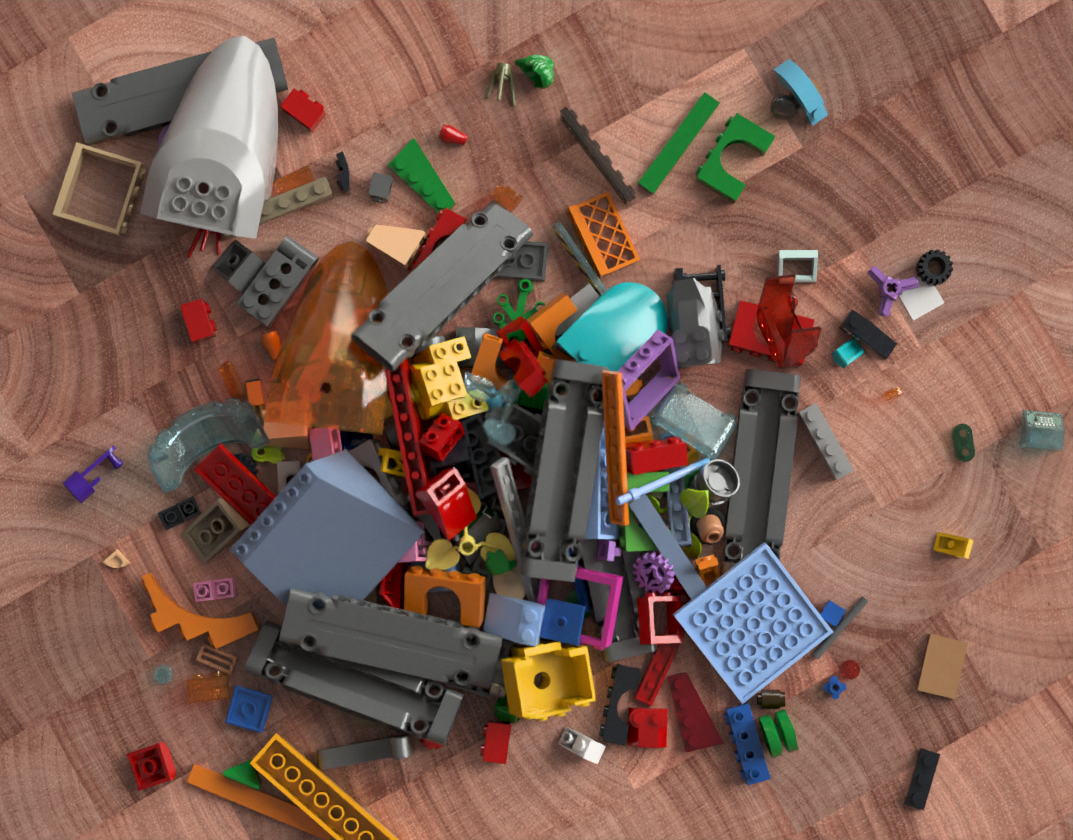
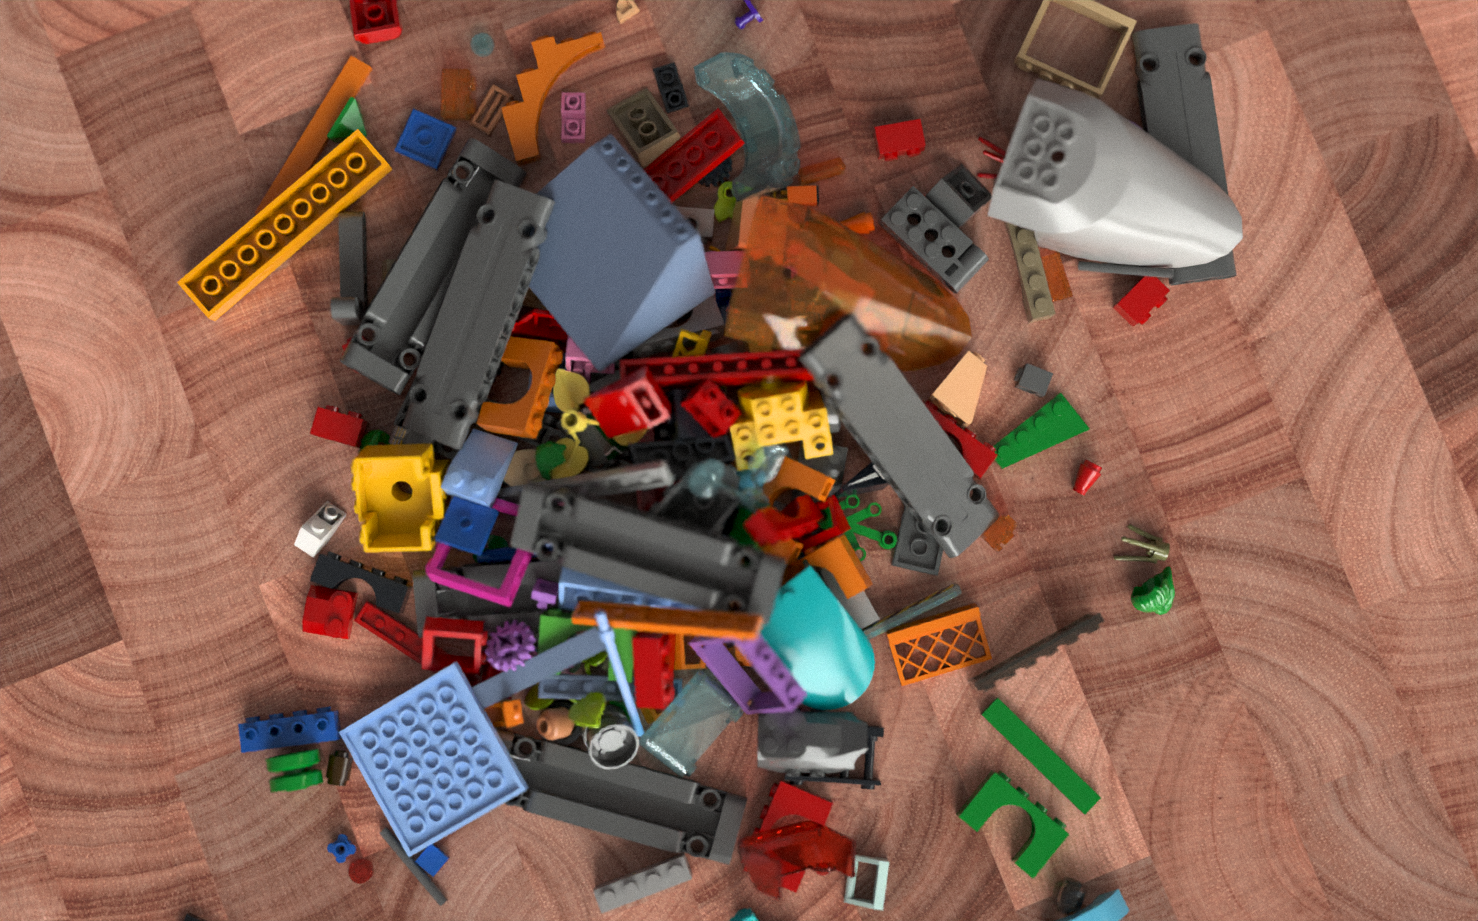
camera: 95 degrees right, 0 degrees up
(281, 125) = (1126, 269): none -> dark grey bar
(345, 177) = (1050, 338): black slope -> none
(480, 309) = (865, 481): none -> black slope
(694, 721) = (328, 670): dark red wing -> none

